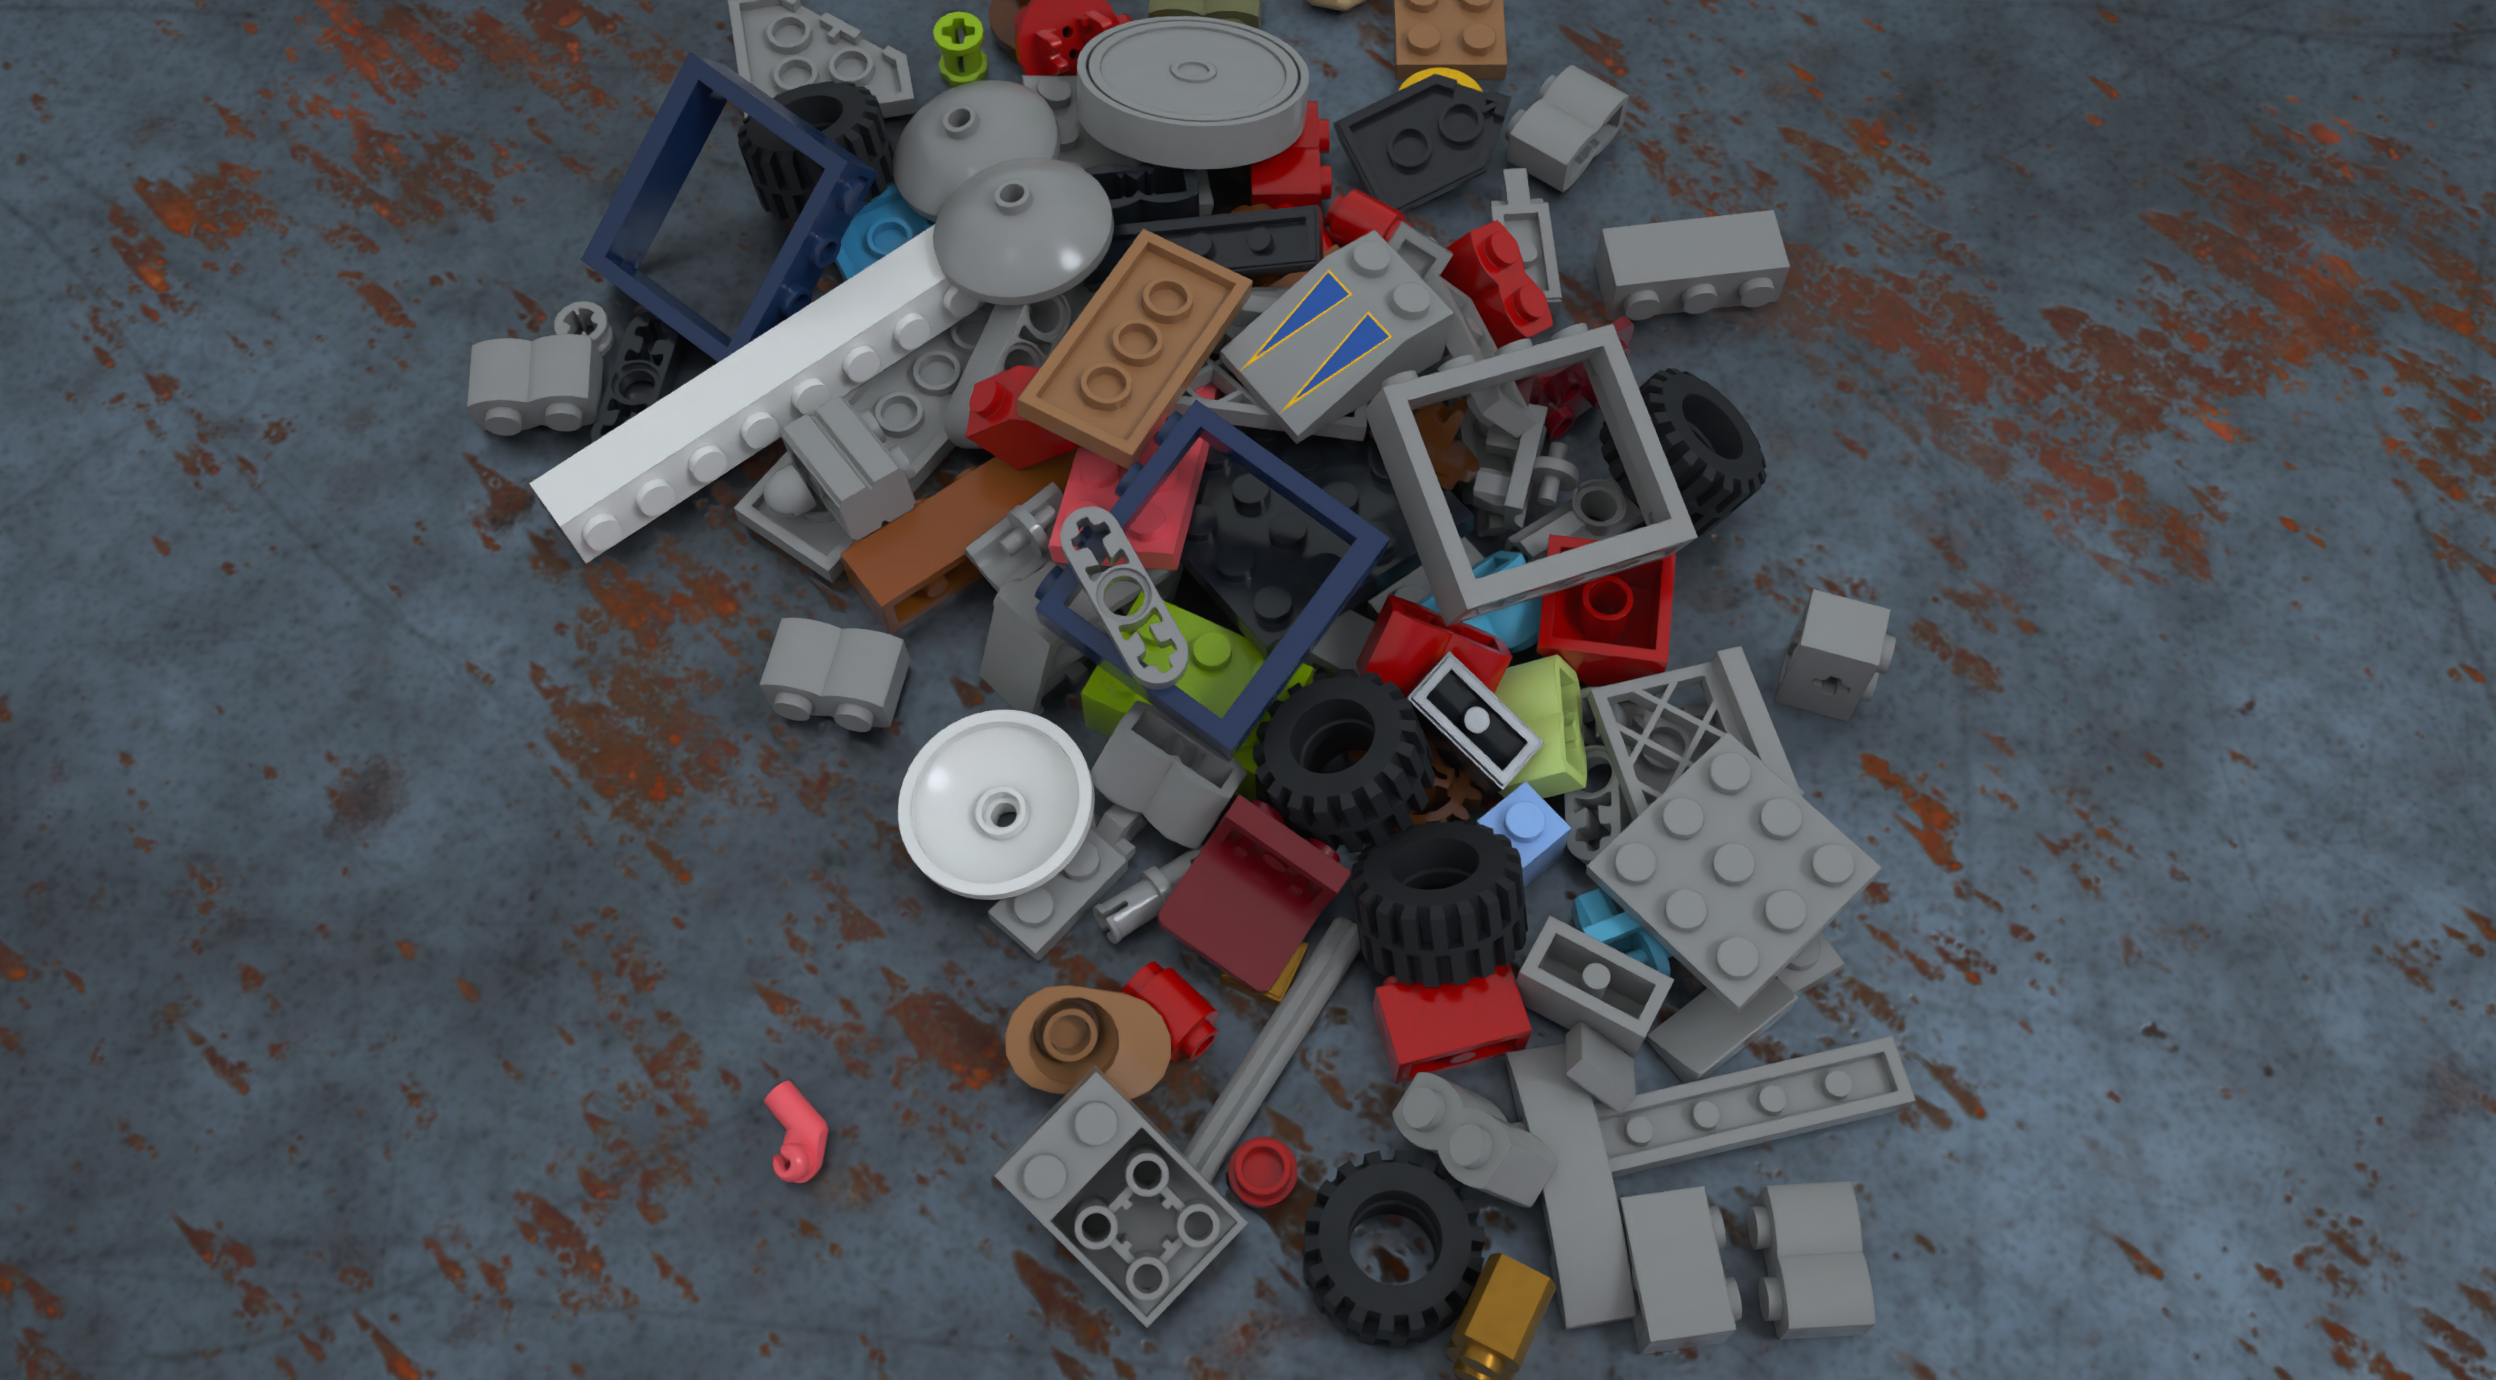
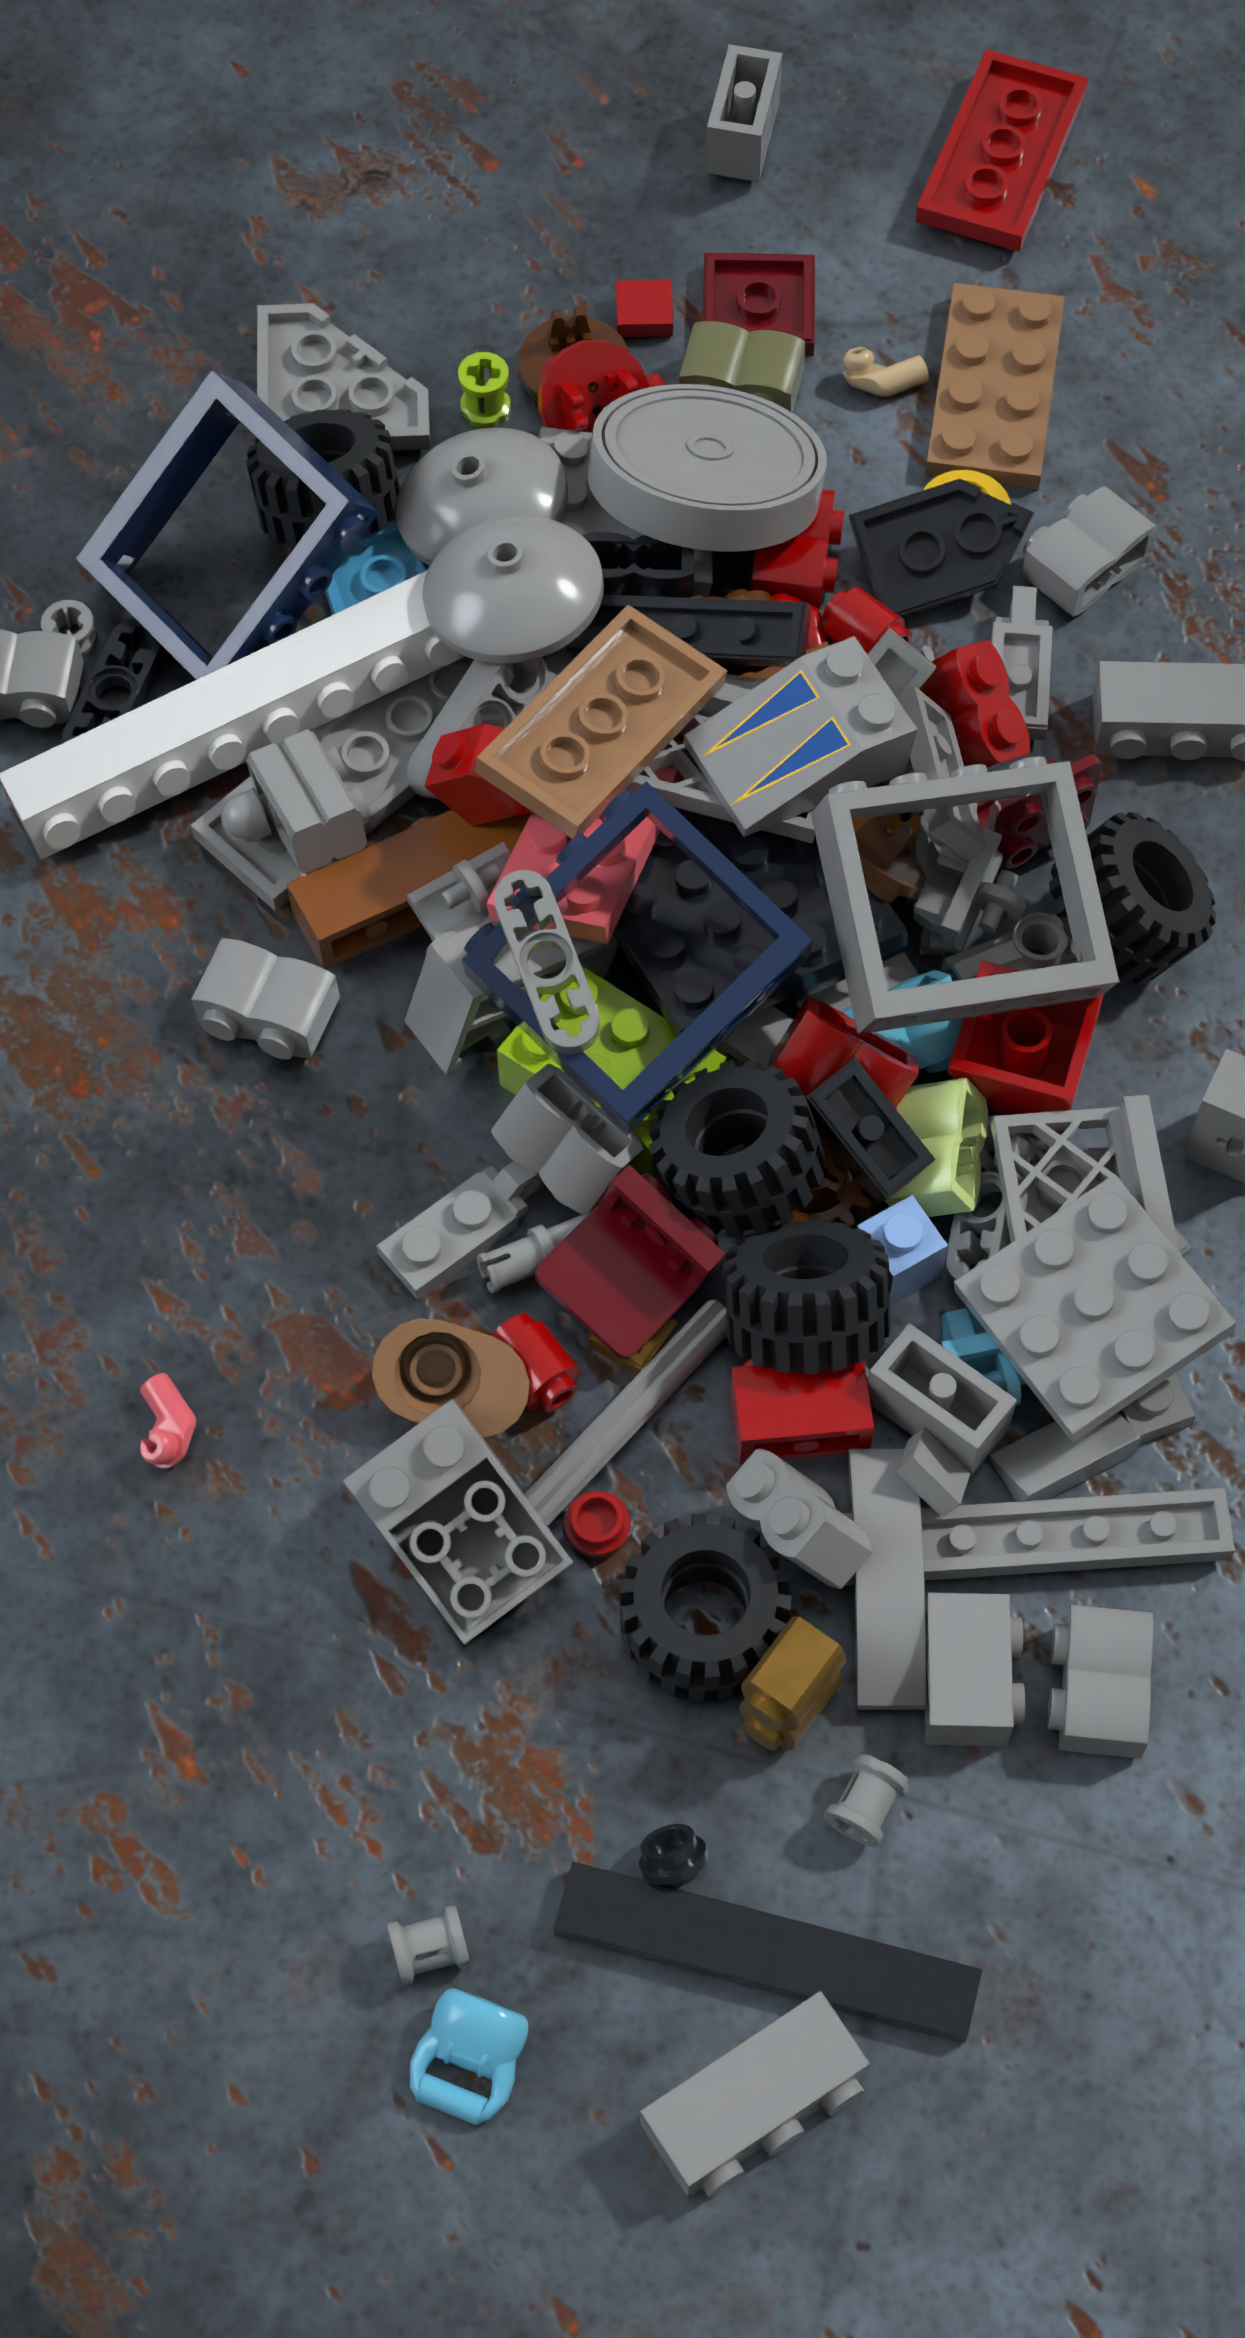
camera: 10 degrees right, 0 degrees up
(975, 776) = (395, 1112): white dish -> none

